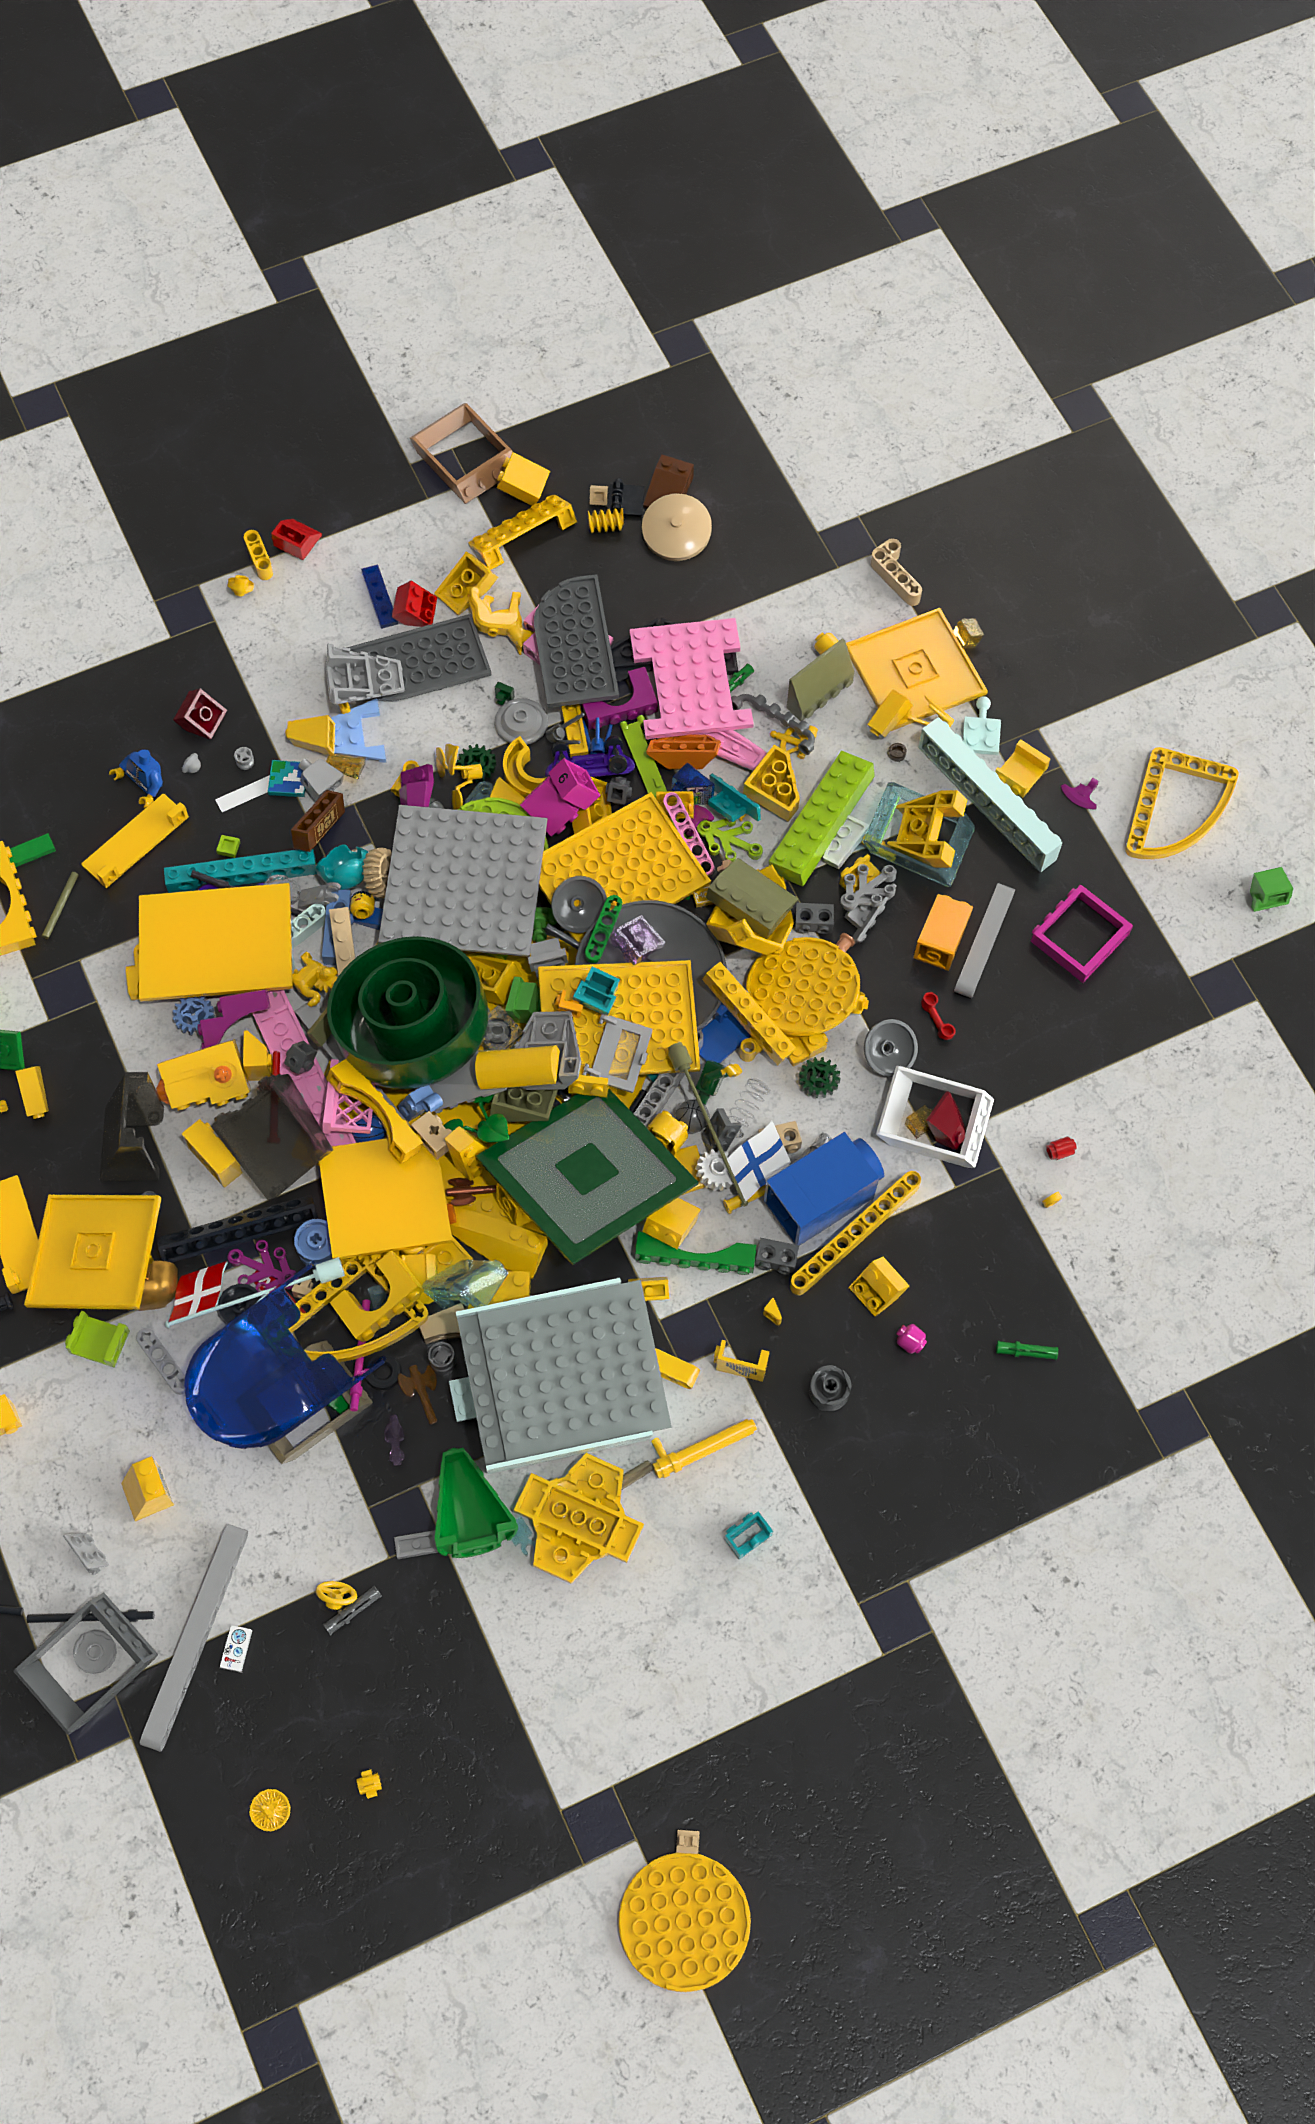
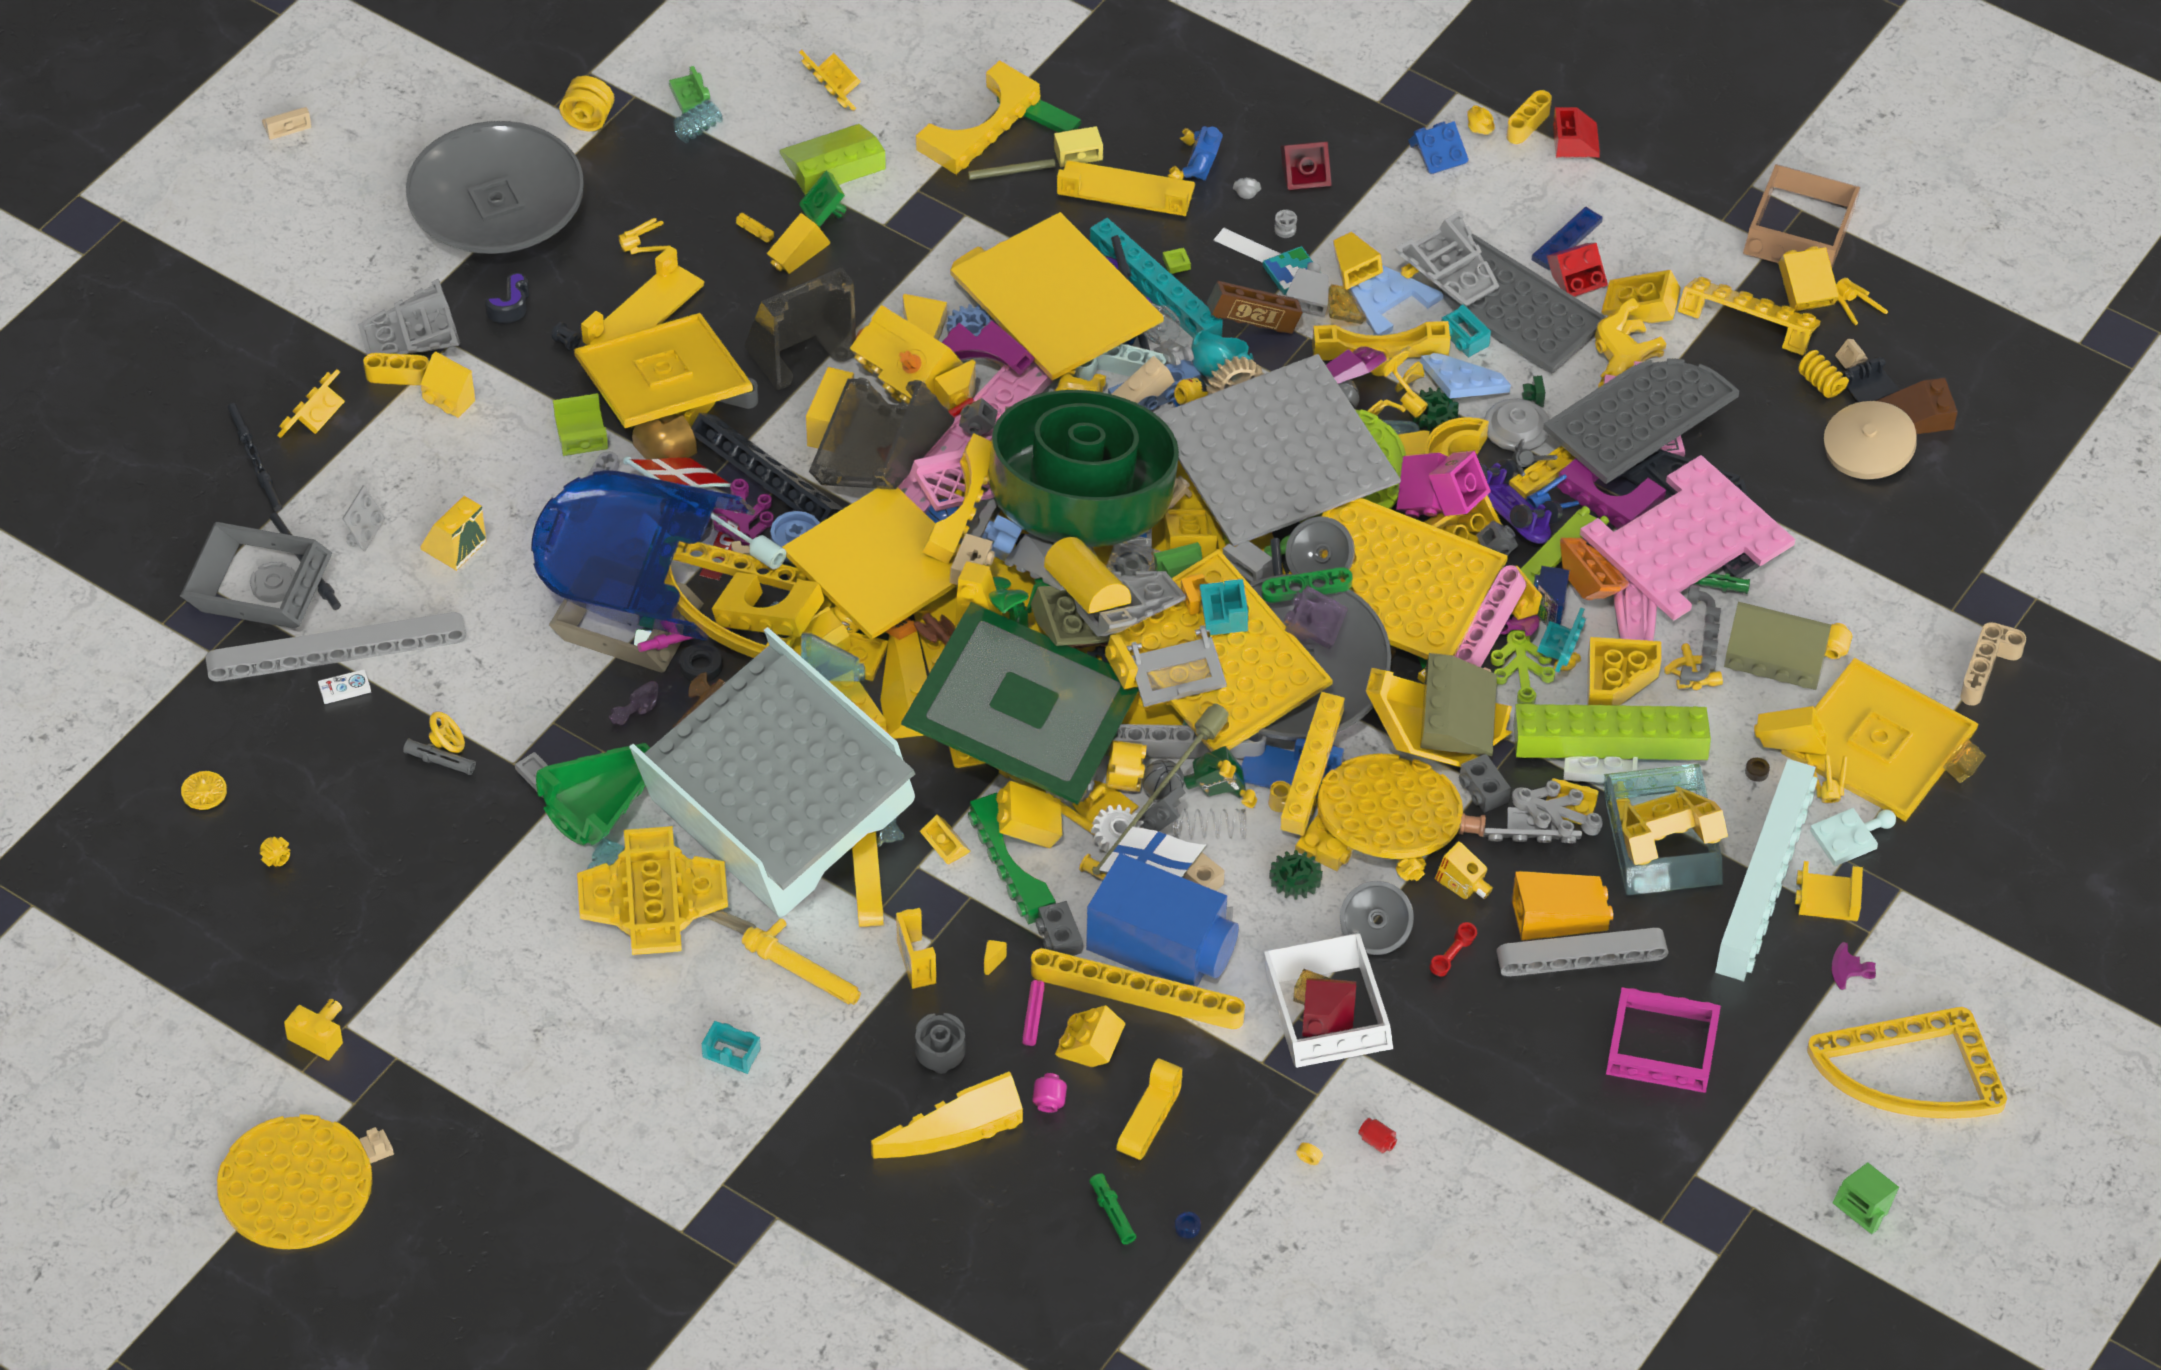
camera: 60 degrees right, 15 degrees down
(74, 849) = (1078, 146): none -> light yellow brick
(164, 1042) = (925, 314): none -> yellow slope
(244, 622) = (1440, 147): none -> blue bracket
(412, 738) = (1425, 339): none -> yellow arch
(421, 711) = (1462, 340): none -> teal window
(460, 730) = (1463, 378): none -> light blue plate
(544, 462) = (1848, 291): none -> yellow plant
(558, 1836) = (315, 1030): none -> yellow brick
(833, 1311) = (1033, 1013): none -> dark pink axle
(883, 974) = (1463, 873): none -> yellow torso
(905, 1411) = (972, 1116): none -> yellow wedge
(963, 1281) = (1151, 1110): none -> yellow beam
(1063, 1309) = (1187, 1225): none -> clear blue tile

